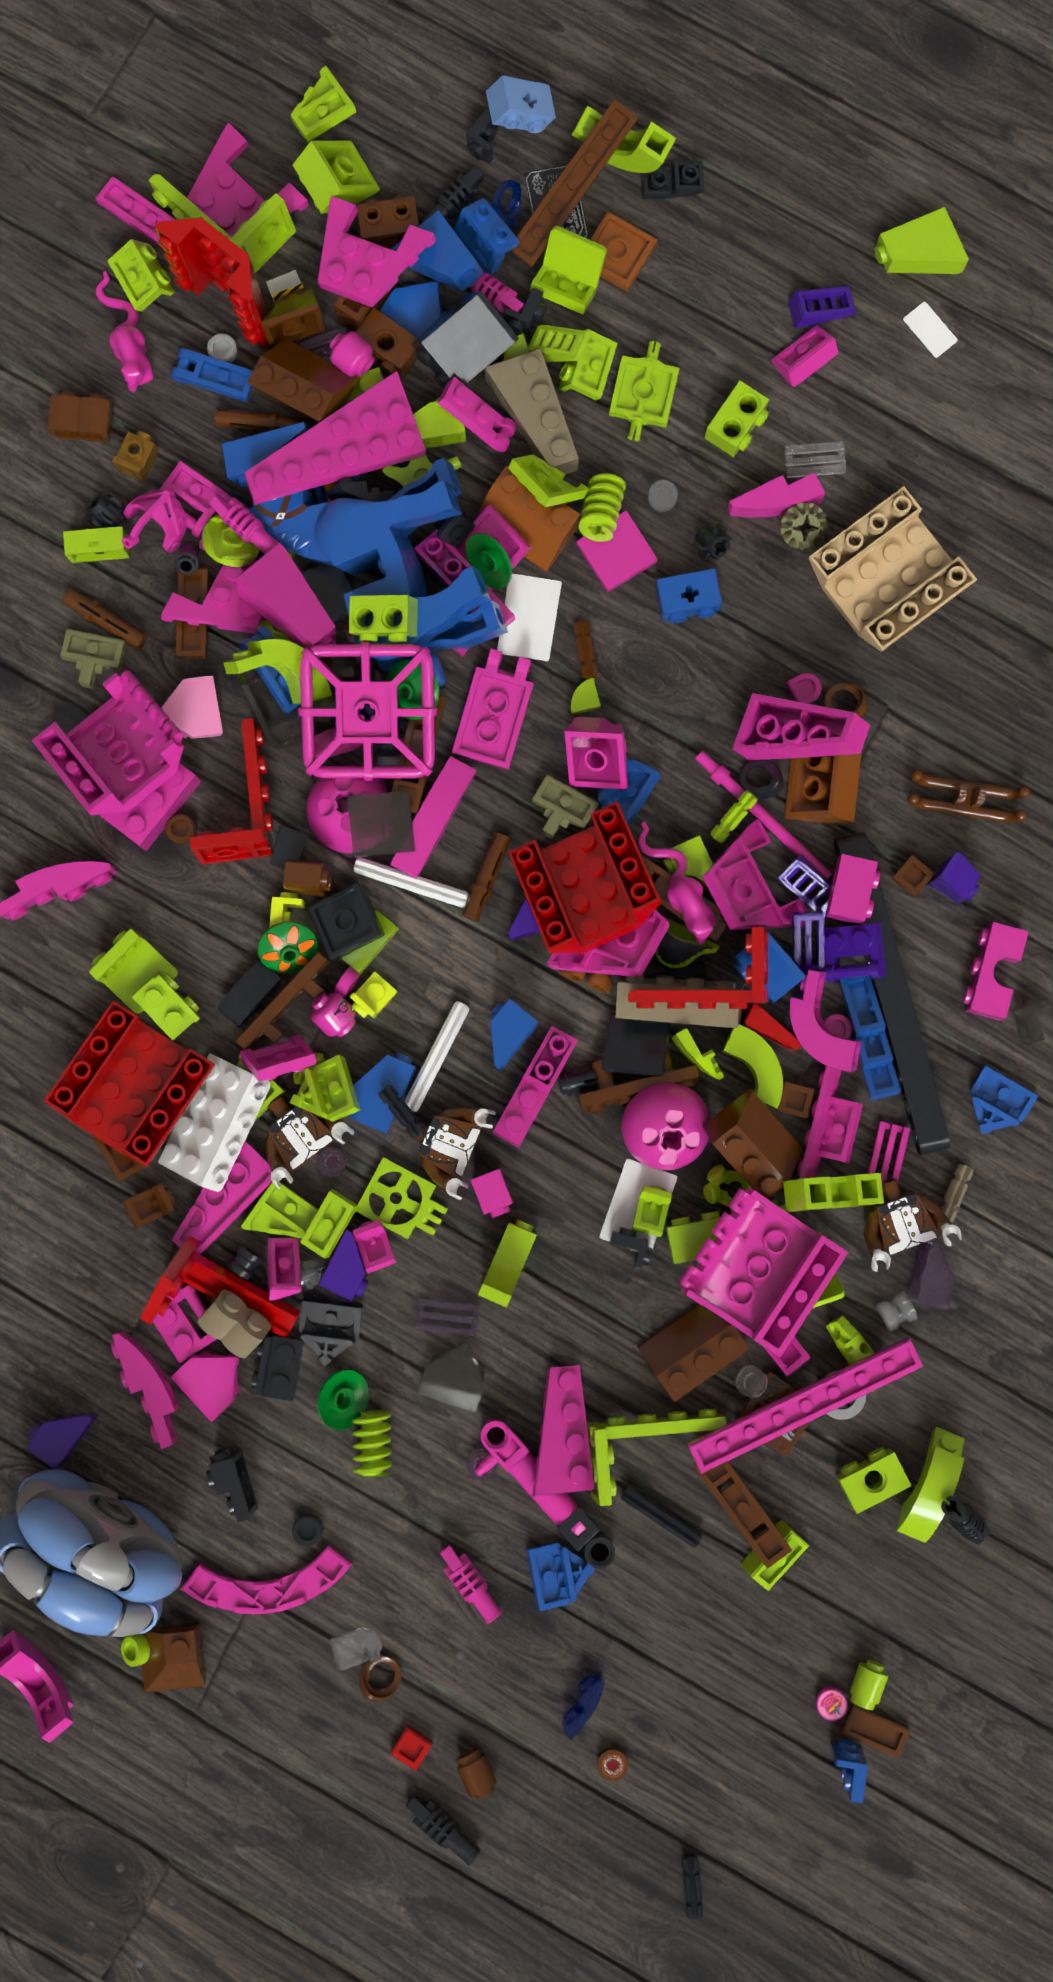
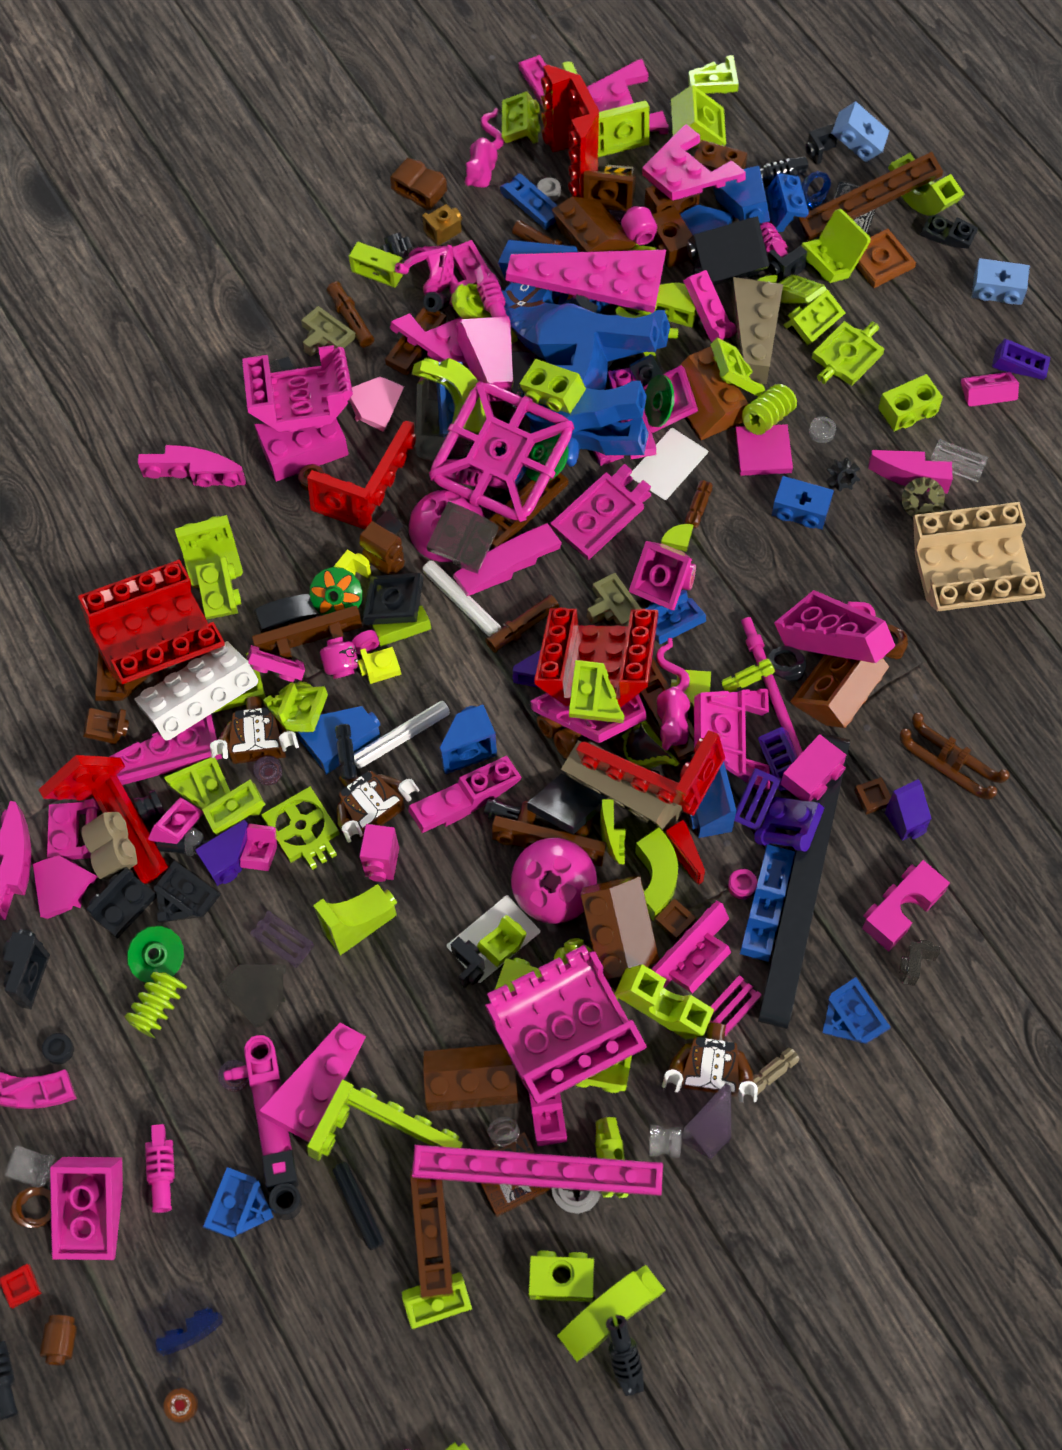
camera: 25 degrees right, 20 degrees down
(426, 1652) = (85, 1207): none -> dark pink slope
(611, 934) = (593, 694): none -> lime wing
(757, 219) = (1000, 281): none -> medium blue brick
(814, 1034) = (720, 867): dark pink arch -> none

